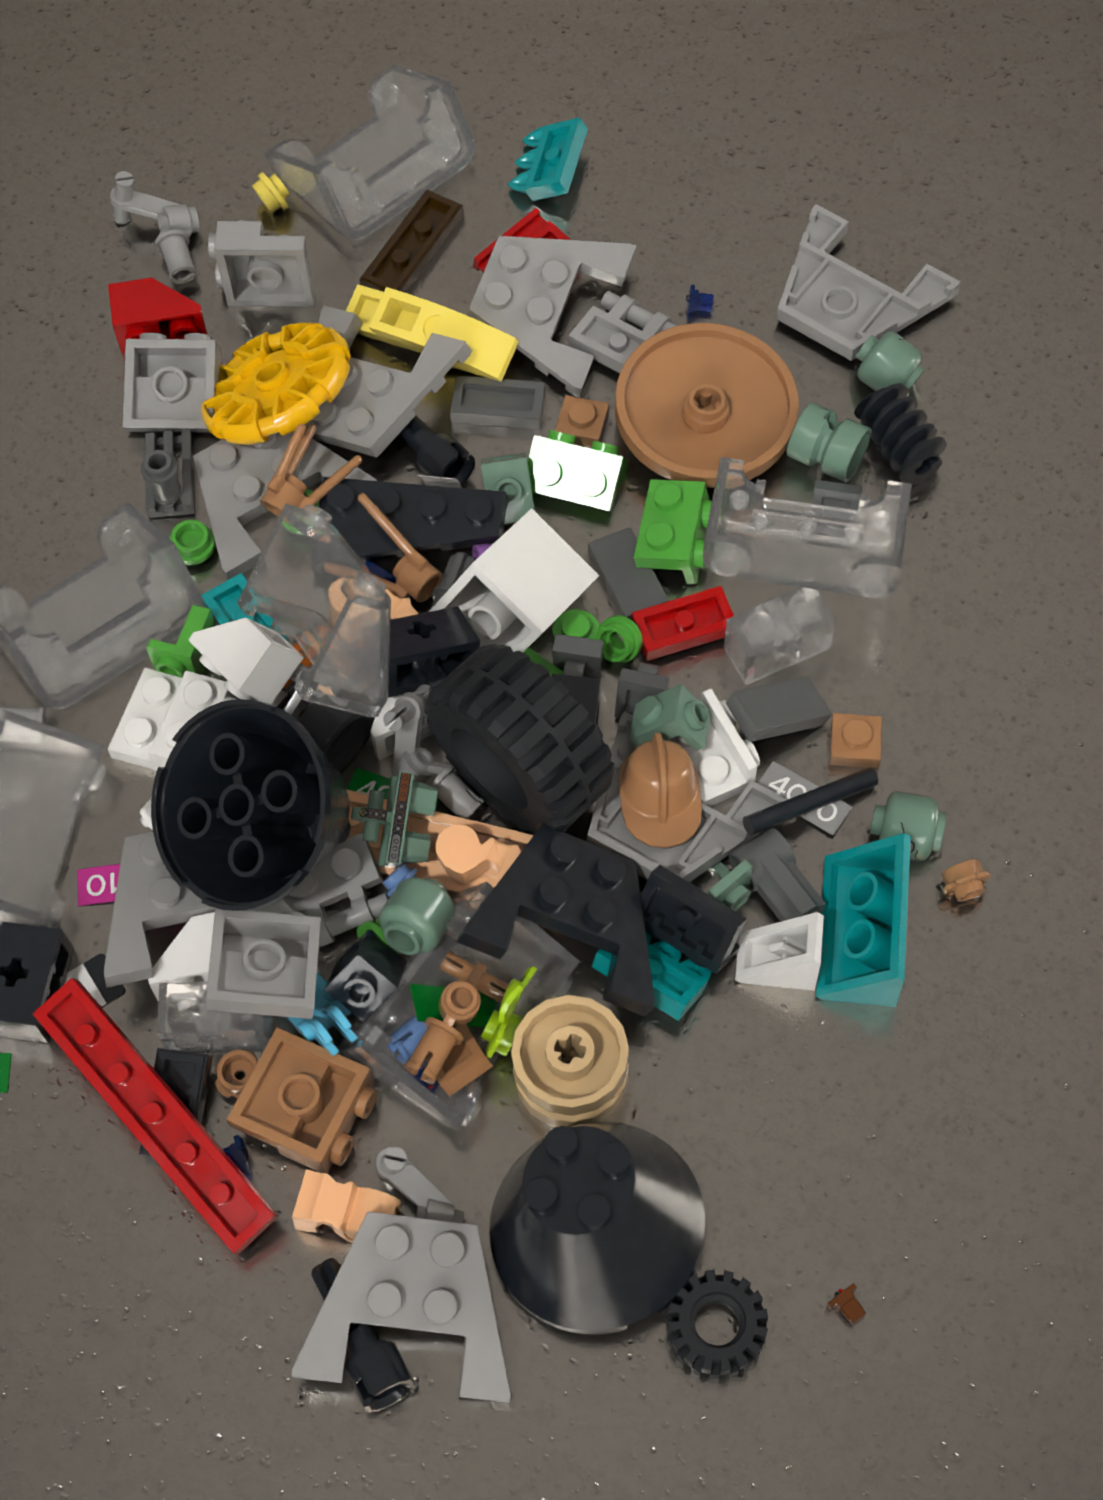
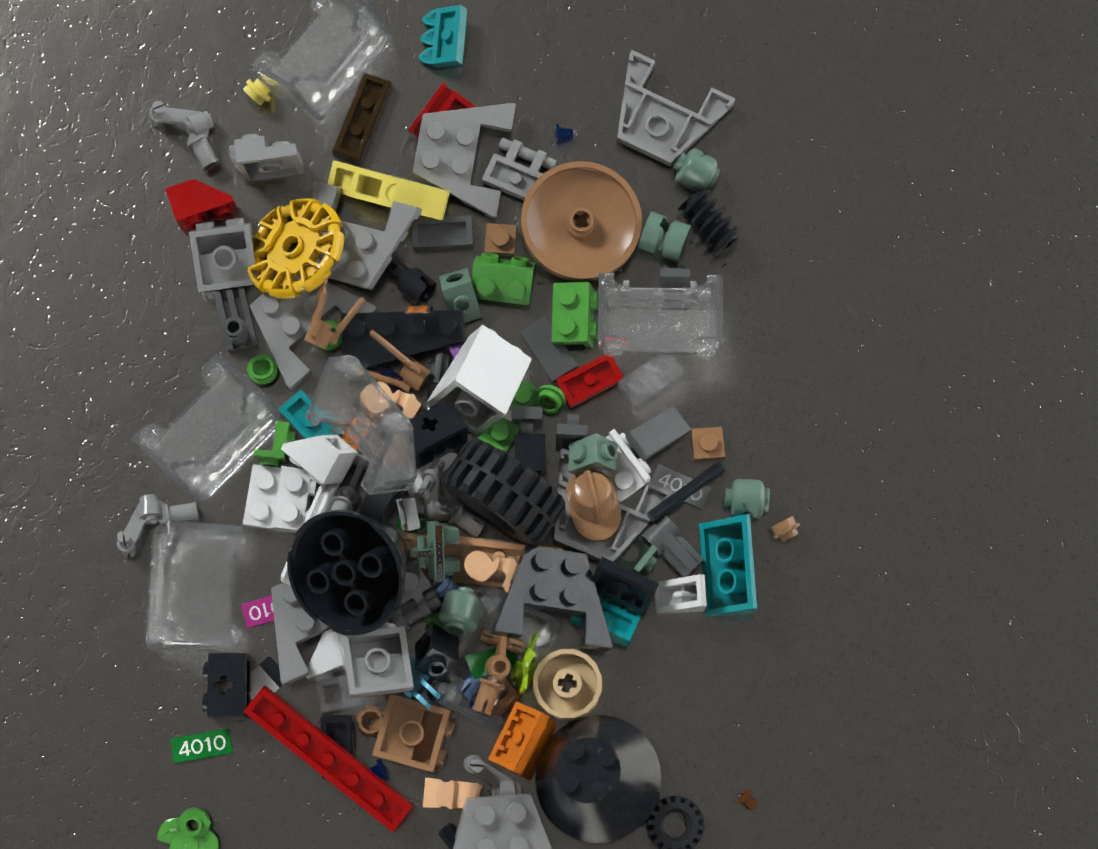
camera: 10 degrees left, 15 degrees up
(365, 765) = (408, 513): none -> white tile
(481, 1135) = (522, 740): none -> orange bracket

